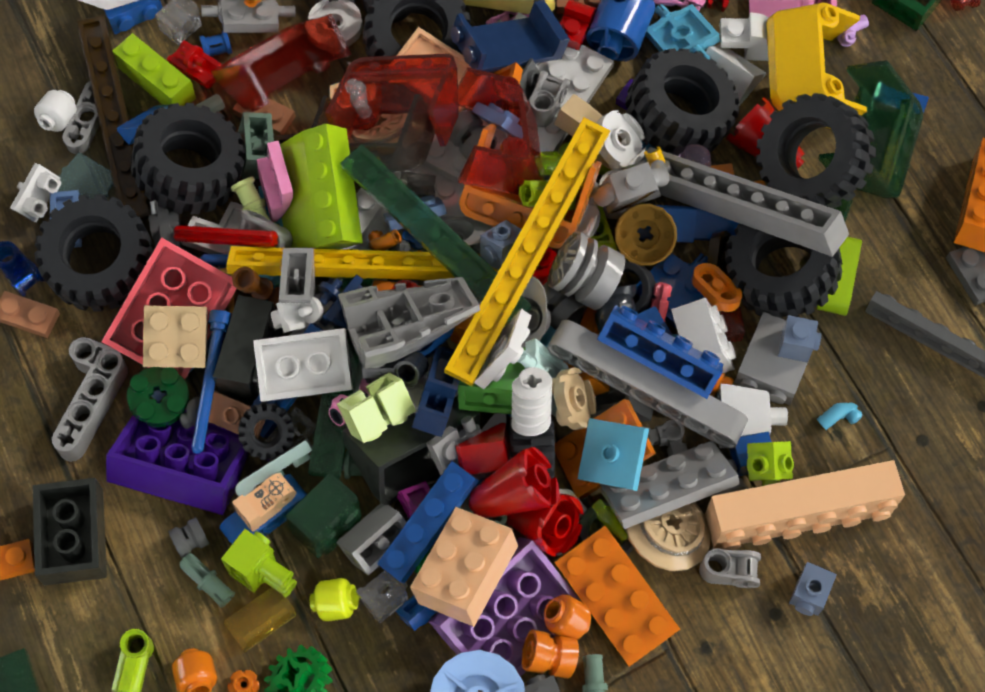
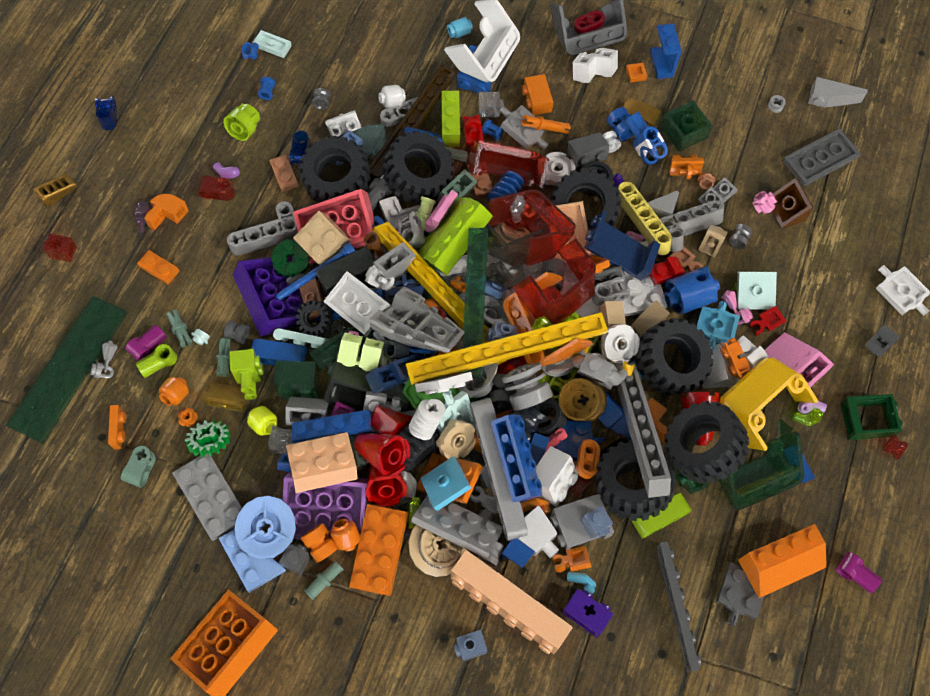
camera: 45 degrees right, 0 degrees up
(69, 531) = (193, 280): pearl dark grey brick -> none
(96, 665) = (143, 346): none -> magenta piece
(113, 602) = (179, 328): none -> sand green pin
(151, 586) = (200, 337): none -> light aqua plate
(226, 236) = (393, 216): red axle -> none
(264, 501) = (278, 347): light nougat leg -> none
(305, 93) = (507, 185): none -> blue piece
(503, 119) = (569, 275): medium blue plate -> none
(613, 87) = (650, 317): none -> tan slope
(697, 154) = (650, 388): clear purple piece -> none
(737, 566) = (447, 595): light grey piece -> none
(751, 54) = (731, 351): none -> orange hinge
(769, 462) = (514, 564): lime brick -> none
(809, 400) = (575, 559): none -> orange plate
(863, 44) = (809, 419): none -> clear neon green arm
(869, 449) = (596, 620): none -> dark purple brick

